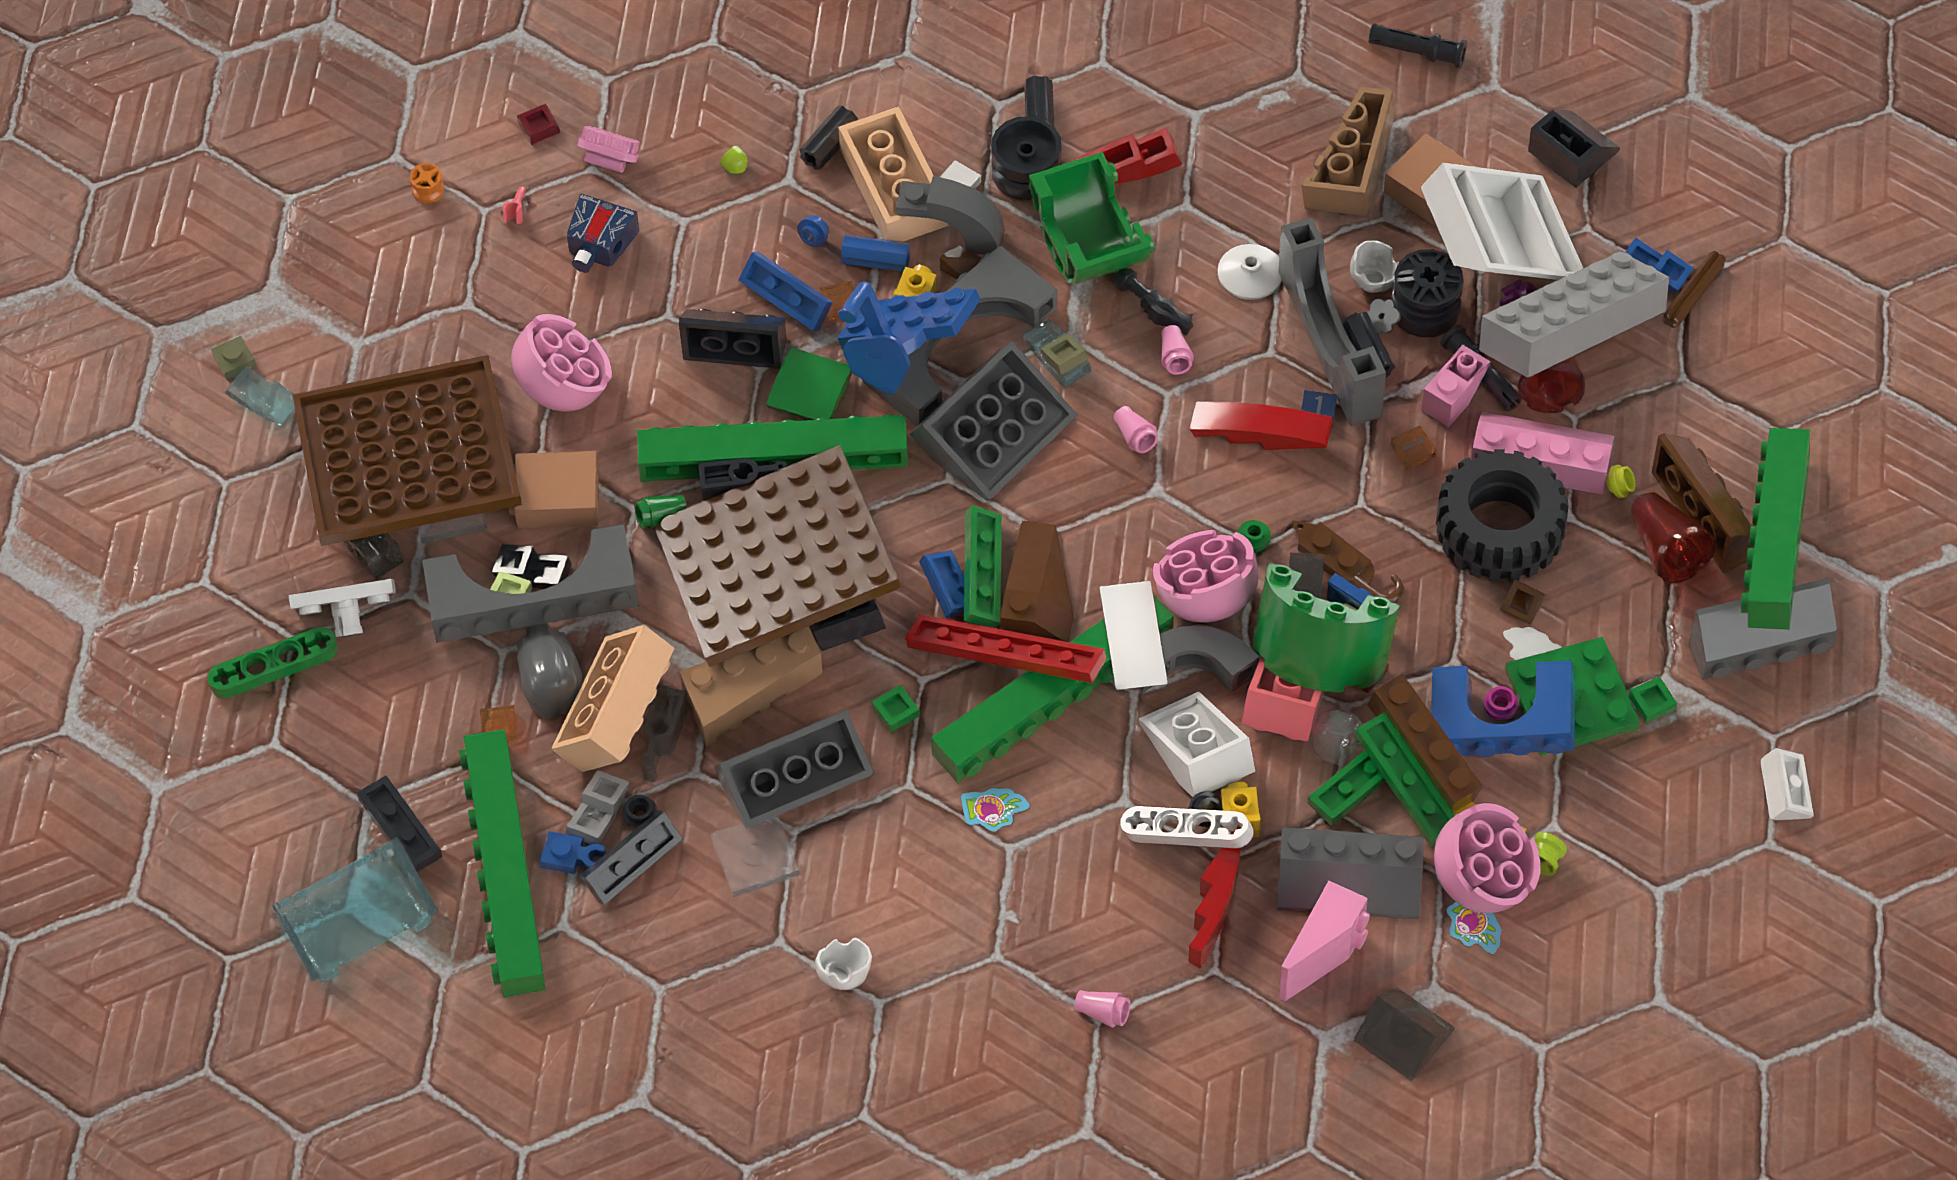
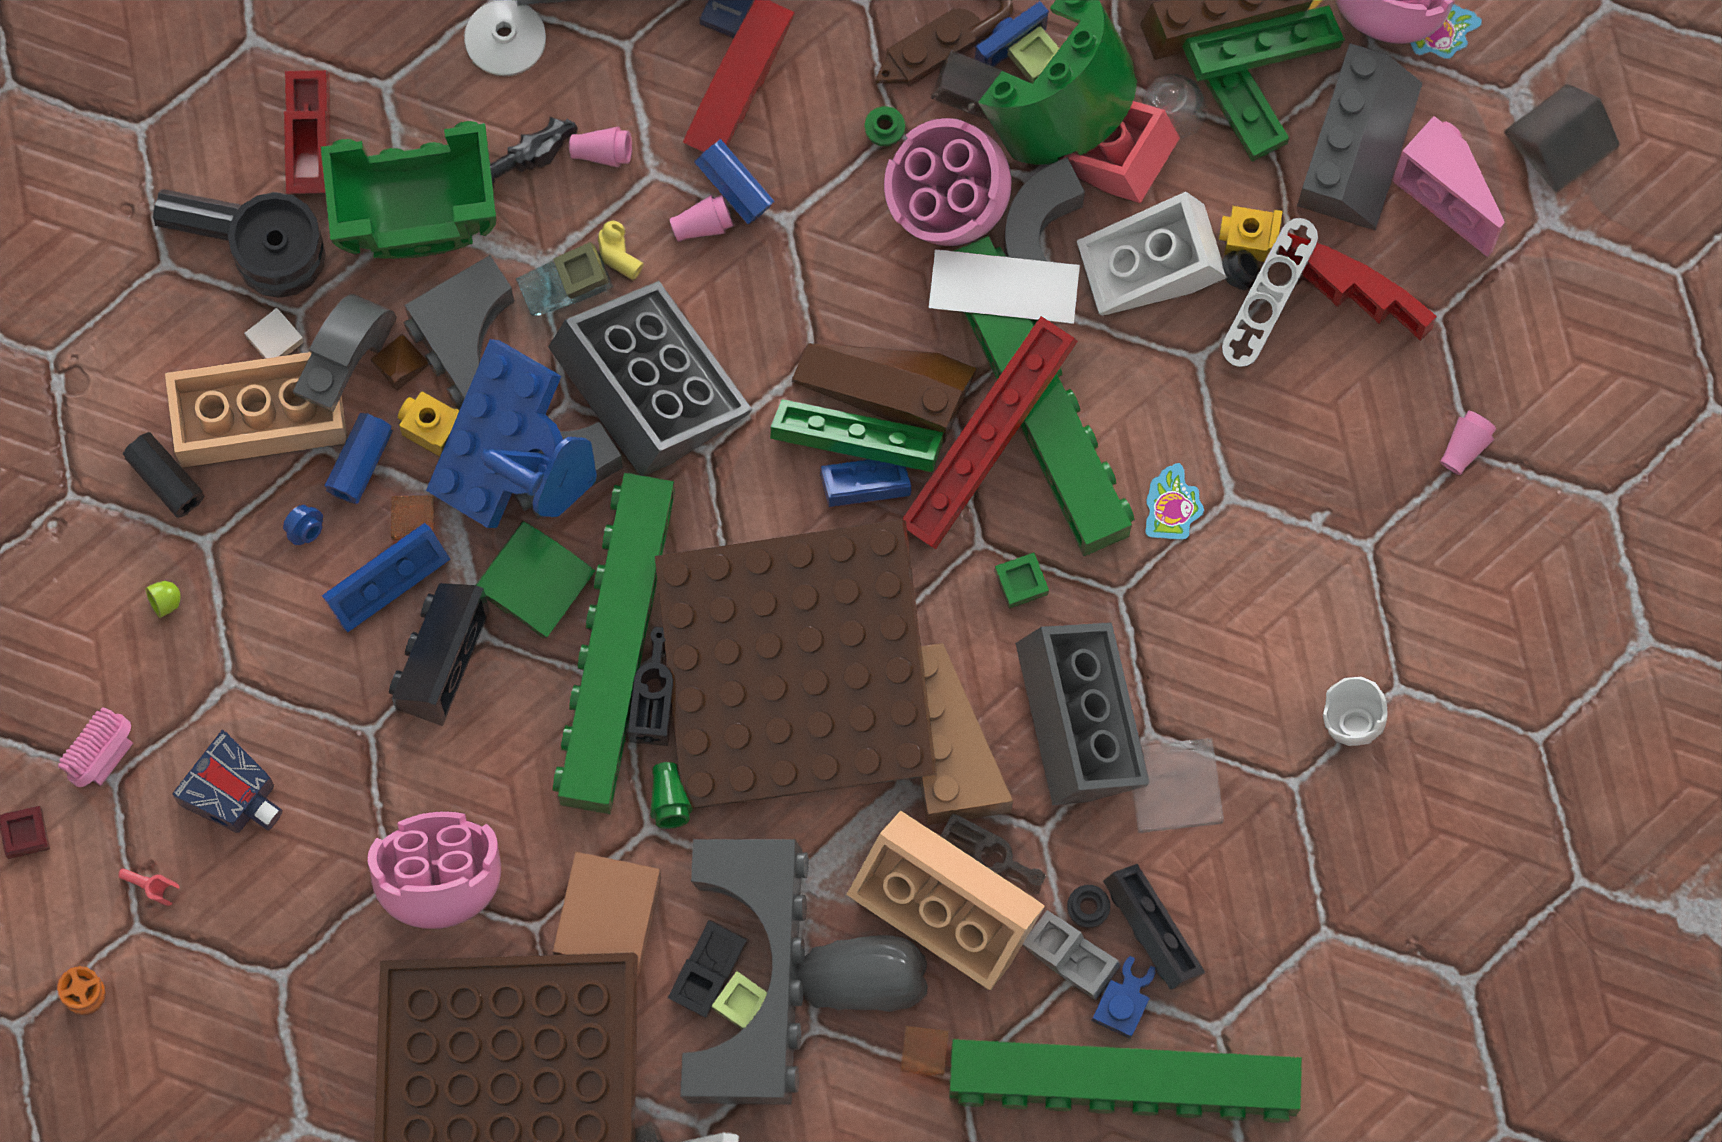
camera: 80 degrees left, 15 degrees up
(1092, 379) = (613, 250): none -> light yellow arm
(1170, 439) = (734, 181): none -> blue axle

